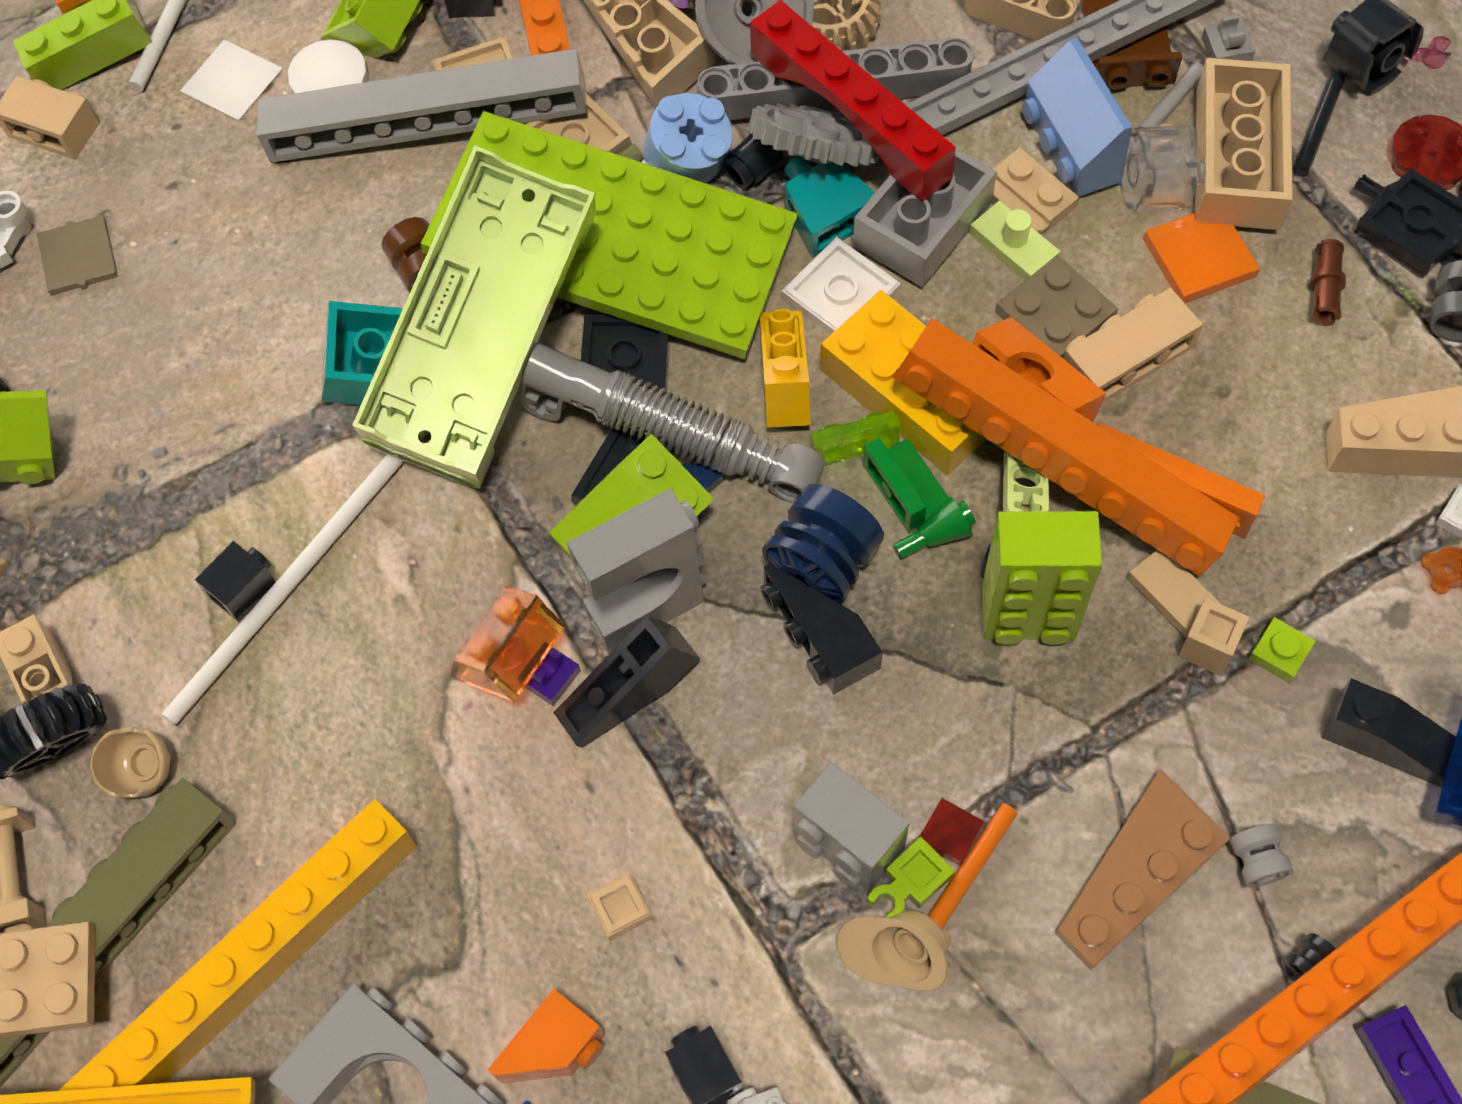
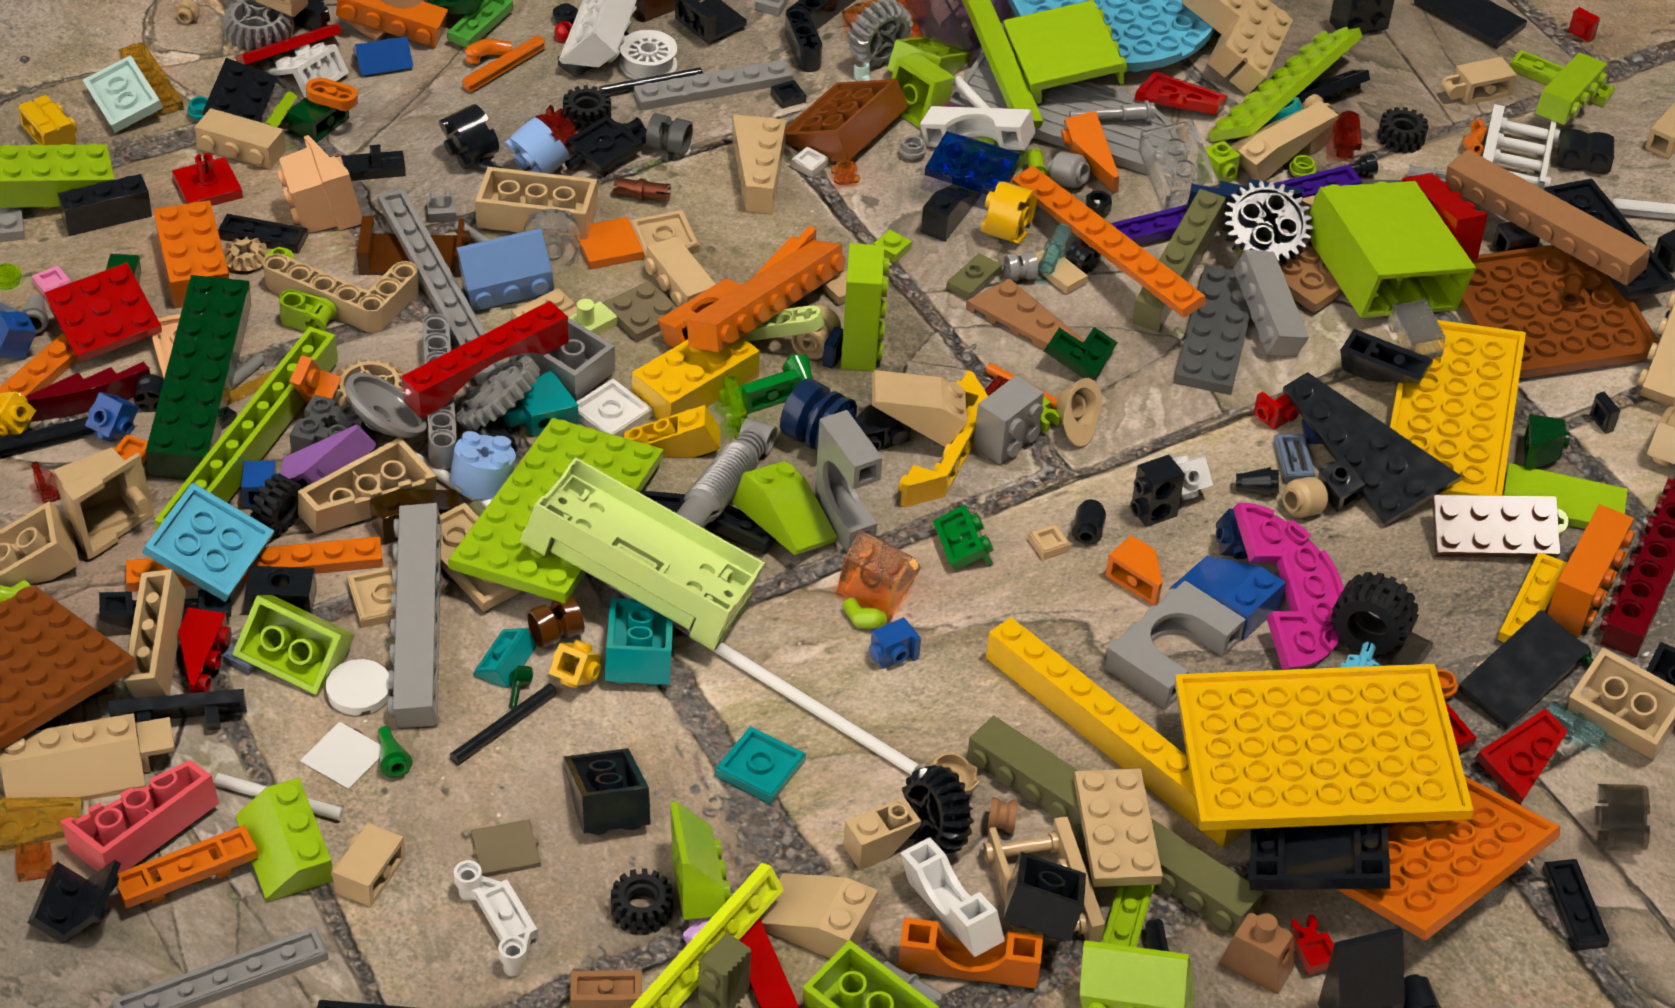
camera: 95 degrees left, 20 degrees down
(64, 833) = (1003, 815): none -> medium nougat wheel
(143, 343) = (608, 791): none -> black slope
(188, 522) = (760, 764): none -> teal tile
(211, 120) = (393, 757): none -> green cone
(236, 580) = (815, 726): black brick -> none
(269, 229) = (503, 723): none -> black bar
(337, 234) = (520, 676): none -> dark green hand
(339, 280) = (576, 664): none -> yellow brick
(370, 215) = (507, 652): none -> teal slope
(386, 678) = (894, 643): none -> blue brick
(447, 637) = (864, 617): none -> lime arm
(606, 774) = (962, 537): none -> green bracket
(614, 82) = (386, 507): none -> dark brown slope
(627, 680) = (902, 522): black slope -> none
(651, 966) = (1089, 522): none -> black brick
(714, 697) = (927, 485): none -> yellow slope
(859, 682) = (922, 403): none -> tan slope
(1039, 961) = (1082, 358): none -> dark green plate
(1213, 636) = (897, 263): tan panel -> none
(1231, 782) = (974, 276): none -> olive plate
(1237, 324) = (665, 226): none -> tan tile
(1278, 924) = (1066, 275): none -> tan tile
(1308, 910) = (1054, 249): none -> clear light blue pin
(1361, 126) = (537, 148): none -> light blue brick
(1383, 827) = (1009, 212): none -> yellow brick

